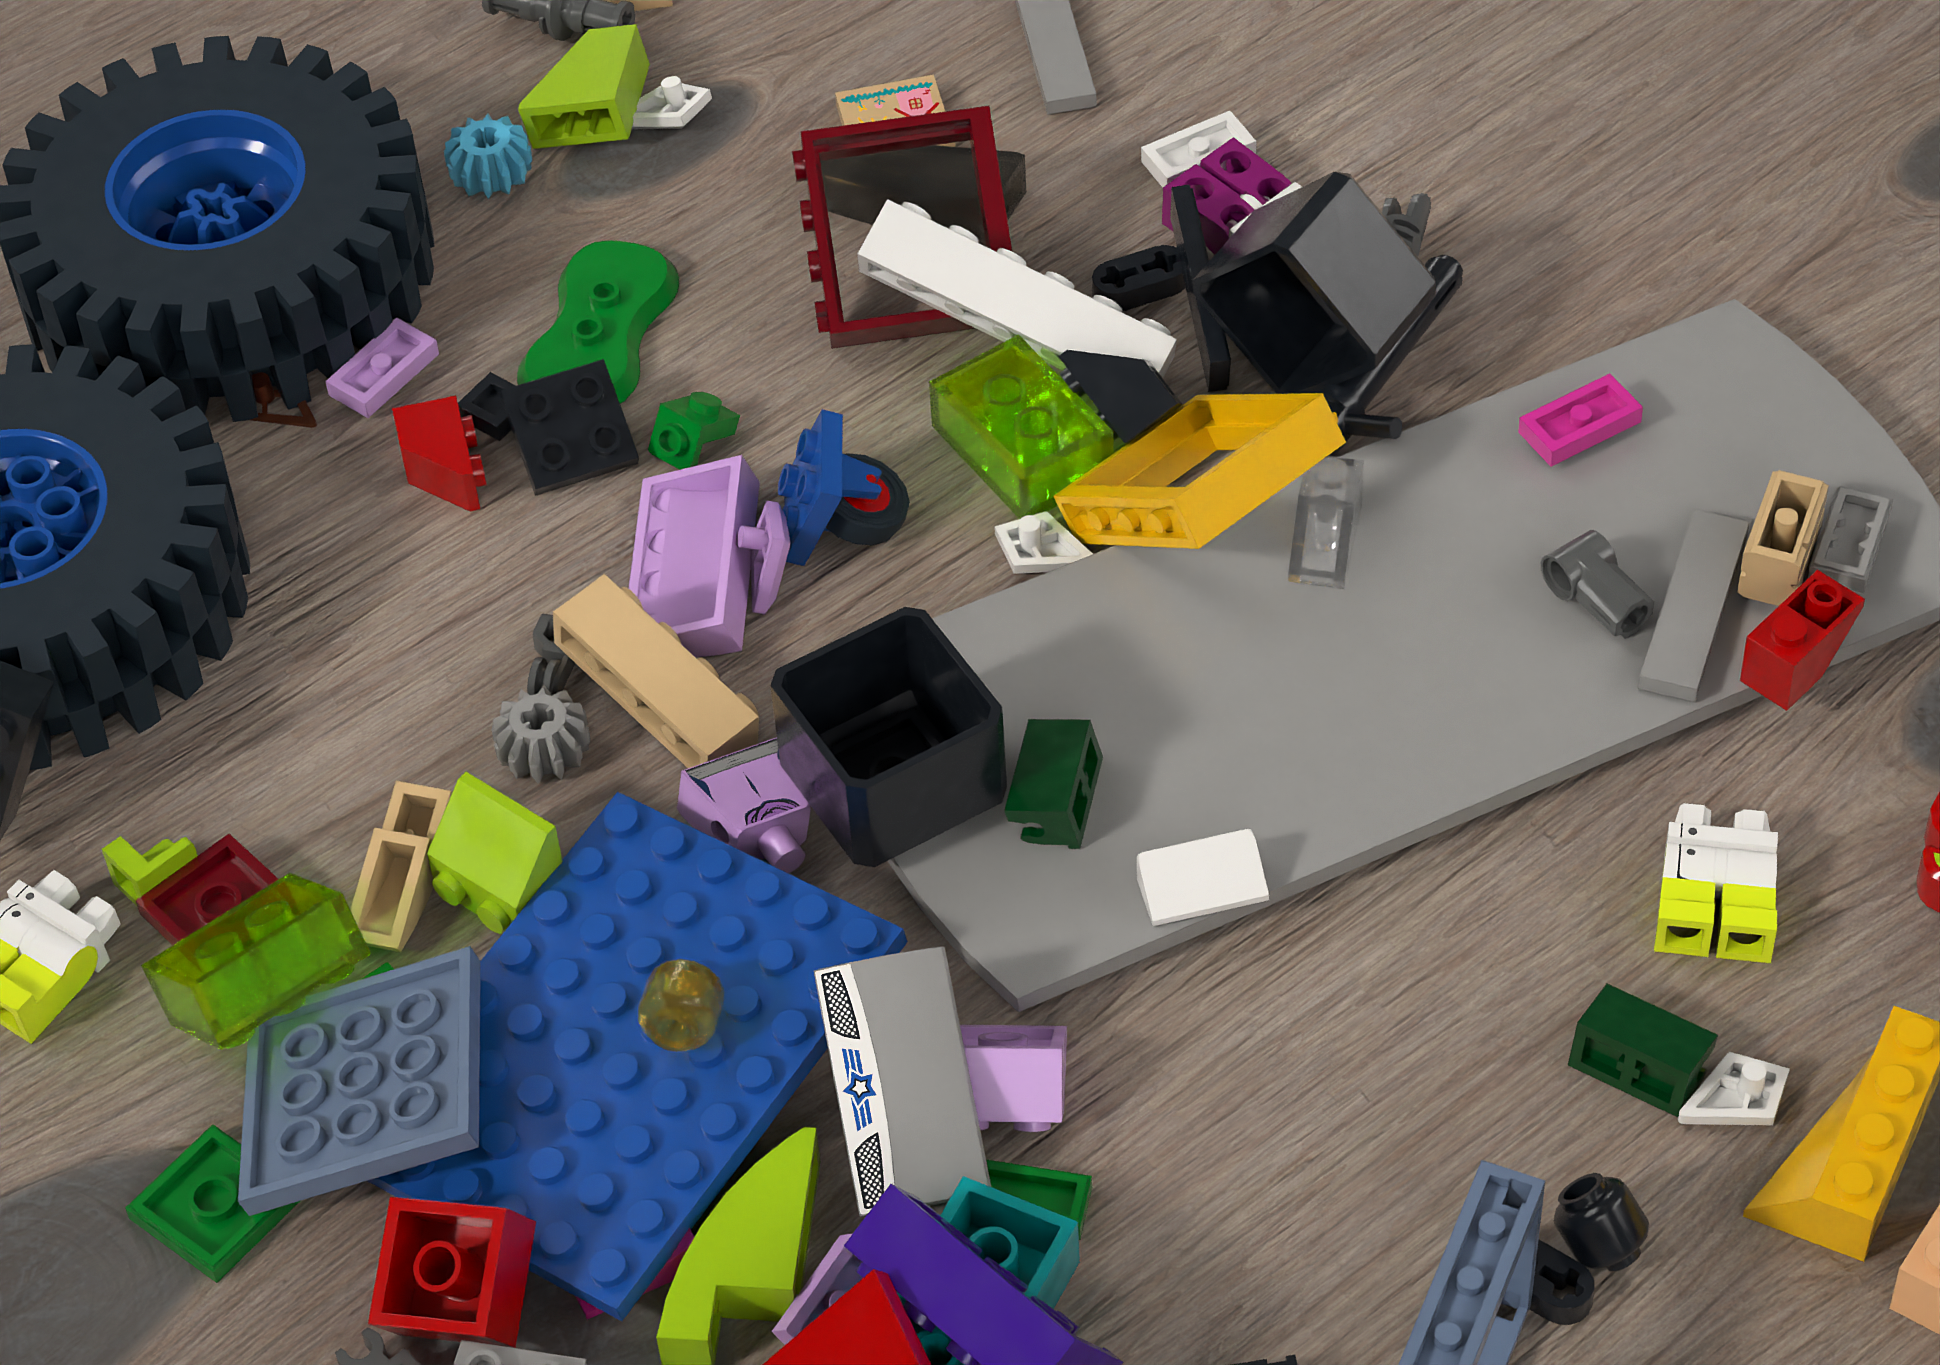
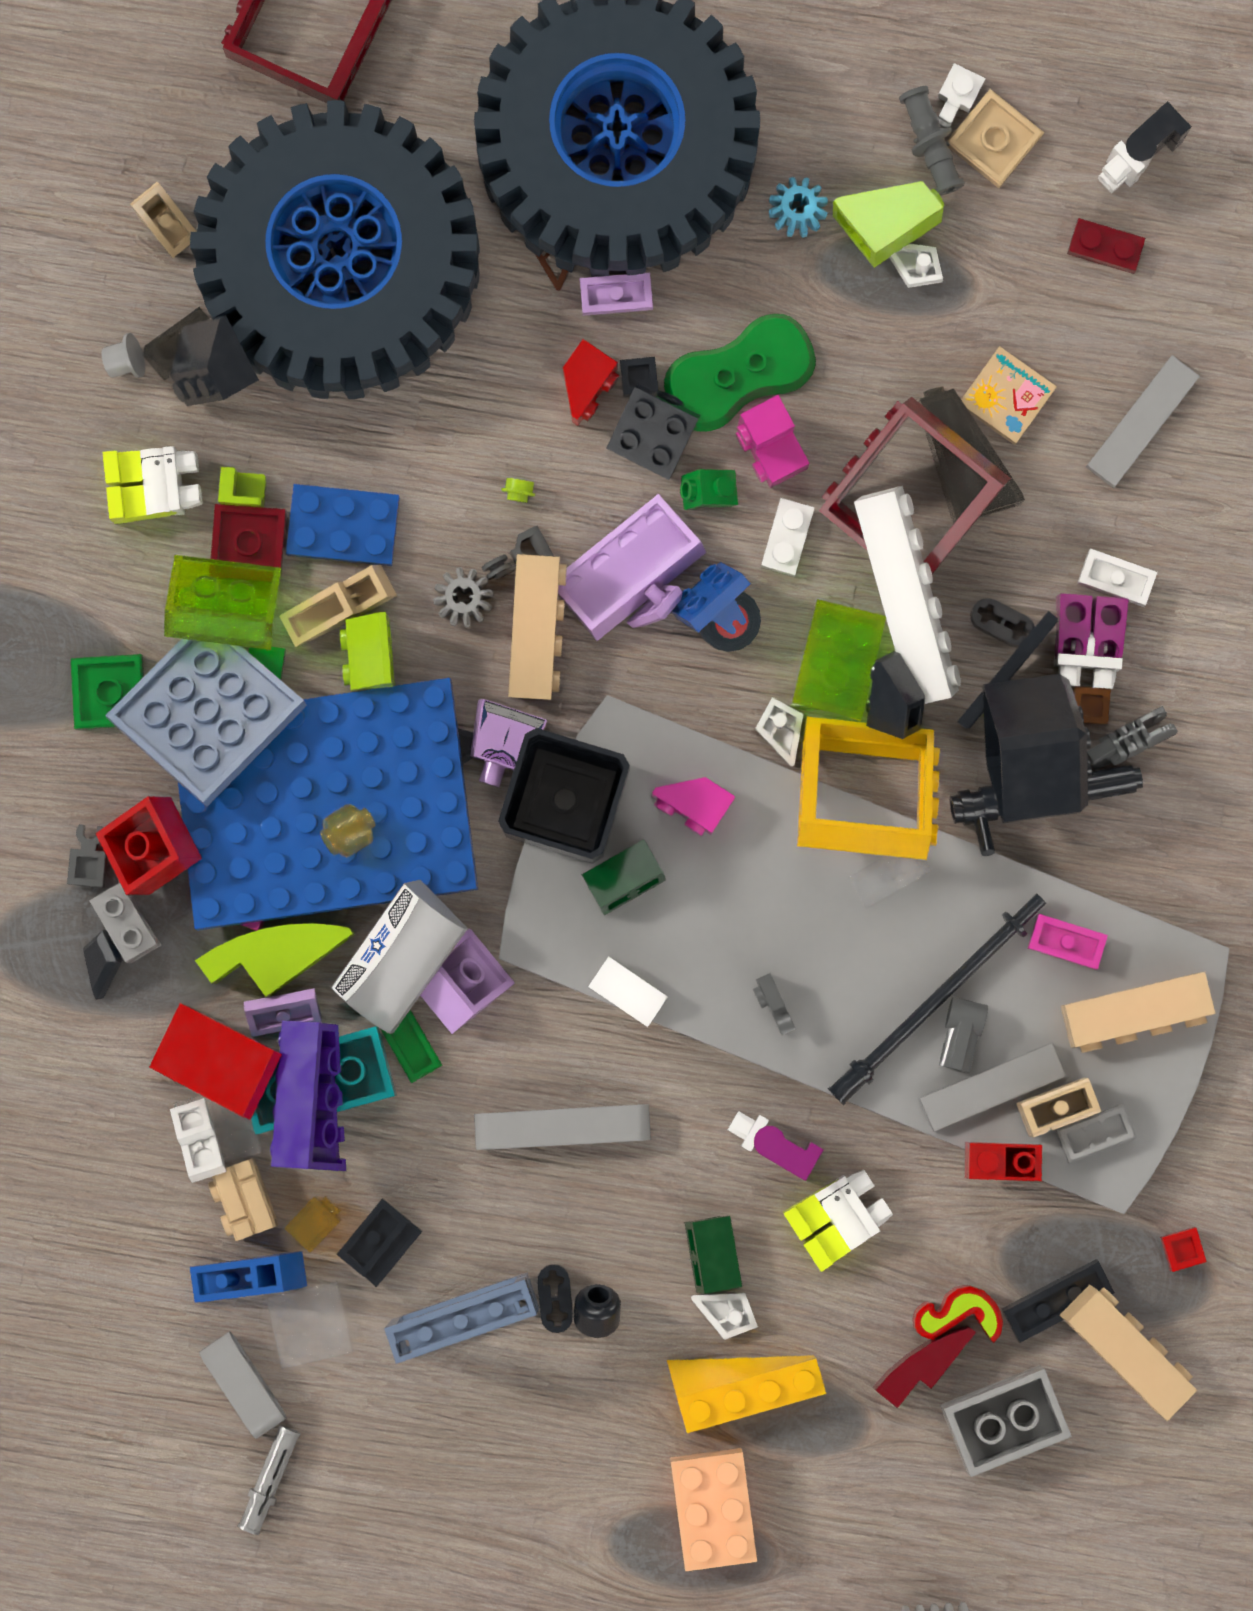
camera: 40 degrees right, 35 degrees up
(314, 801) = (342, 525): none -> blue plate
(483, 599) = (518, 490): none -> lime plate
(699, 331) = (770, 438): none -> dark pink brick
(821, 385) = (787, 537): none -> white plate
(1039, 648) = (697, 801): none -> dark pink slope
(1306, 1098) = (562, 1127): none -> light grey beam
(1365, 735) = (768, 995): none -> dark grey plate
(1546, 710) = (863, 1070): none -> black bar
(1559, 868) = (772, 1145): none -> magenta hips
(1731, 406) = (1138, 1010): none -> tan brick

